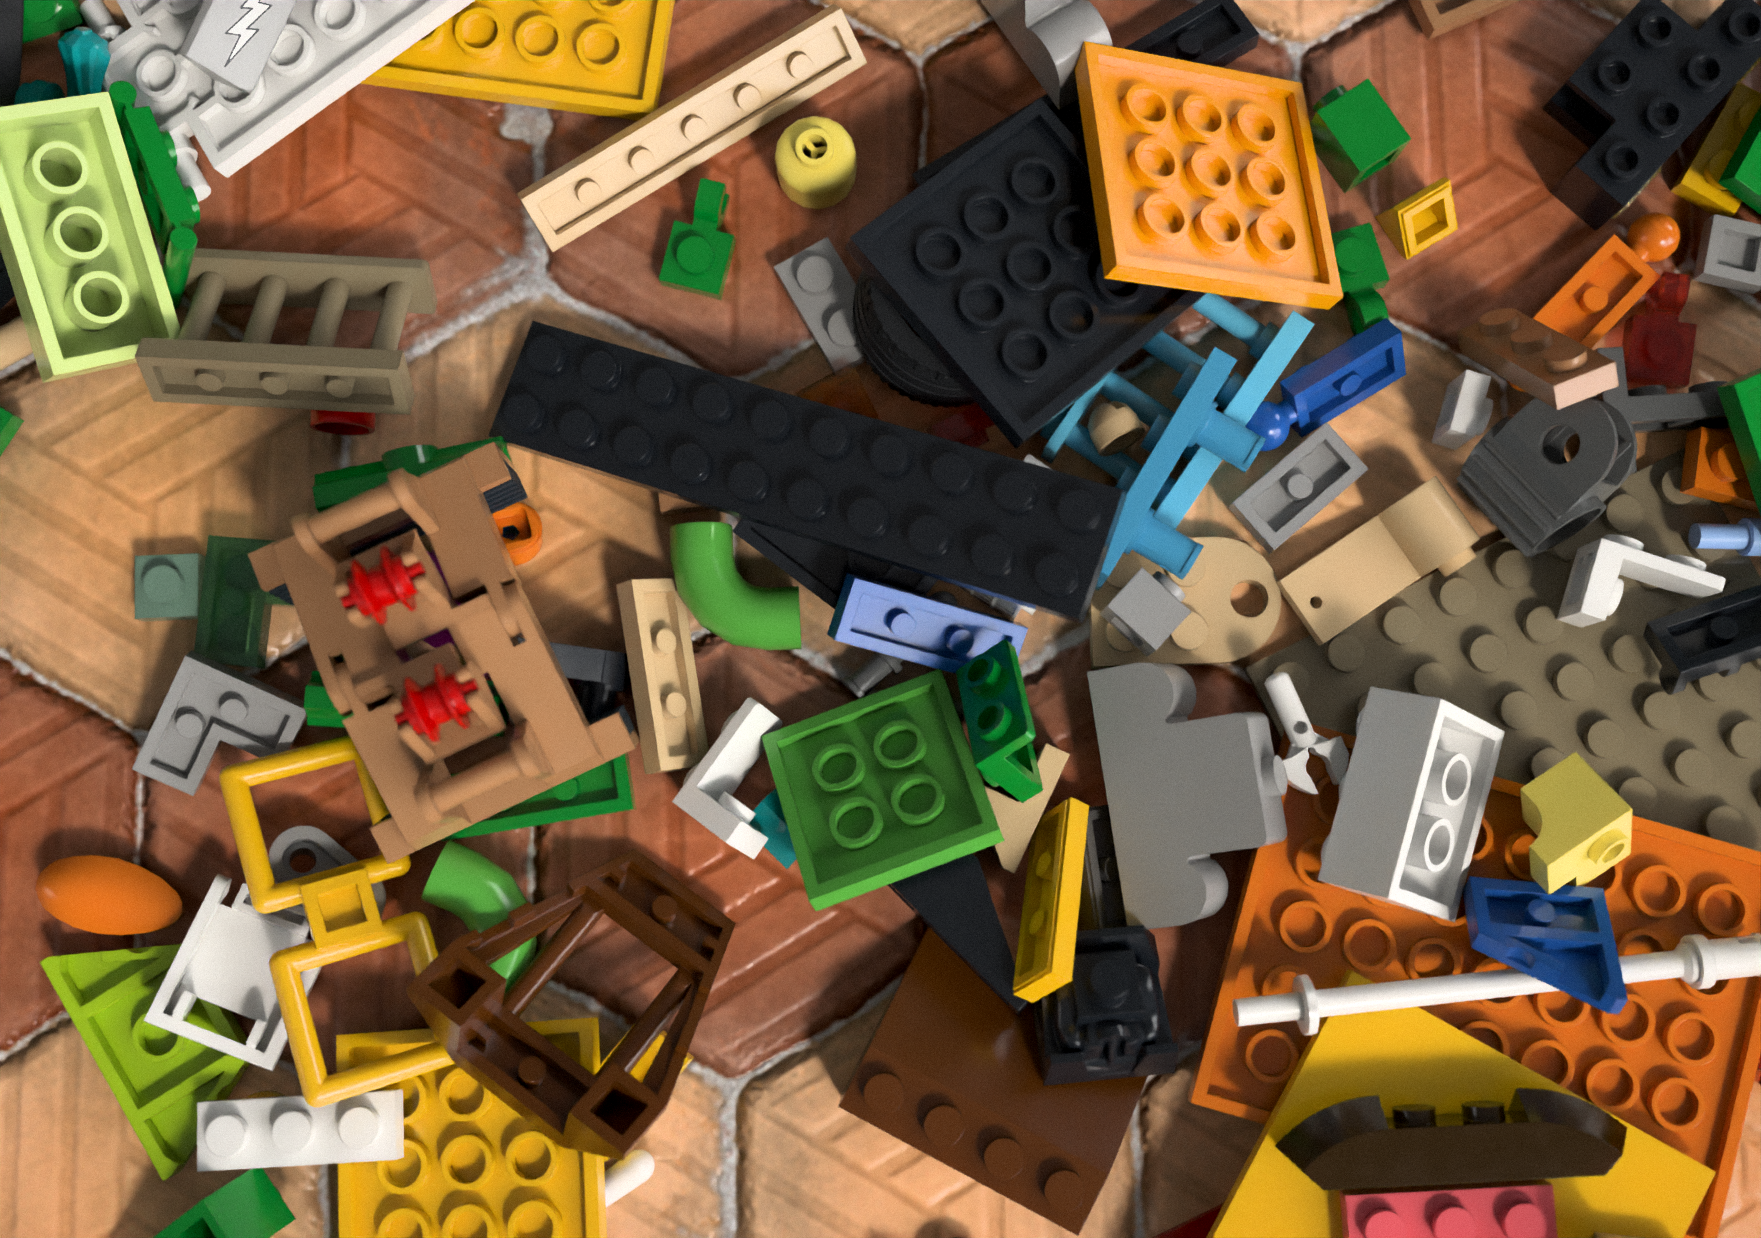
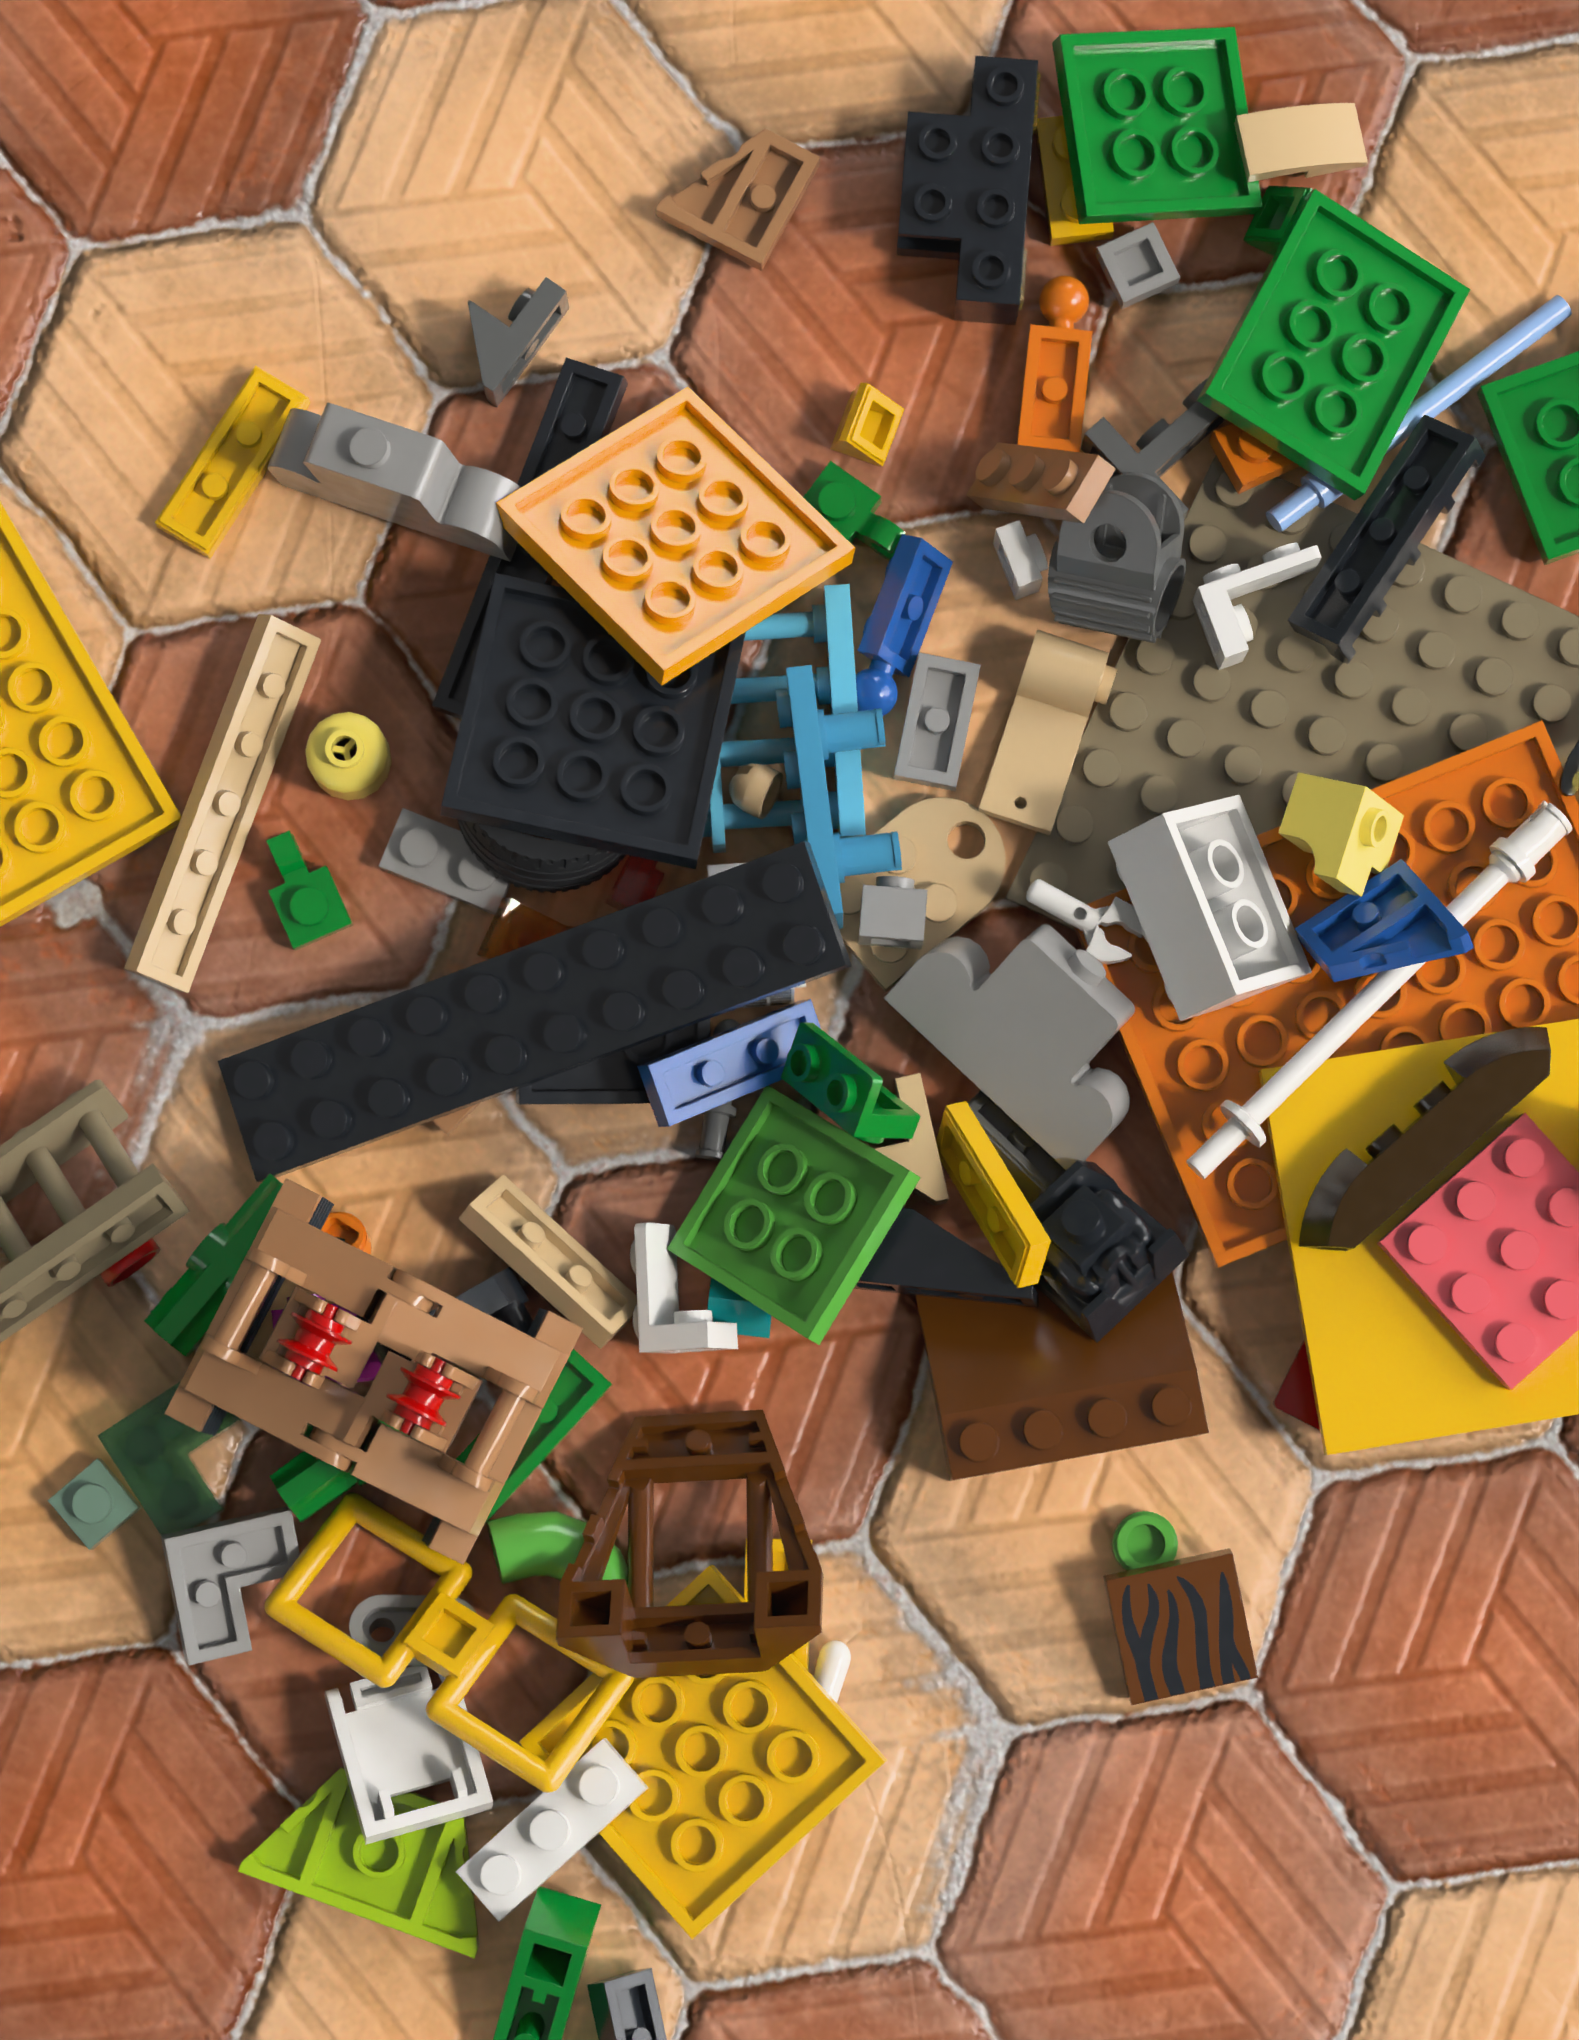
camera: 40 degrees left, 0 degrees up
(108, 896) = (248, 1780): orange arm -> none
(722, 598) = (550, 1163): bright green cylinder -> none
(1356, 134) = (762, 398): green brick -> none
(1658, 345) = (1133, 384): clear red plate -> none

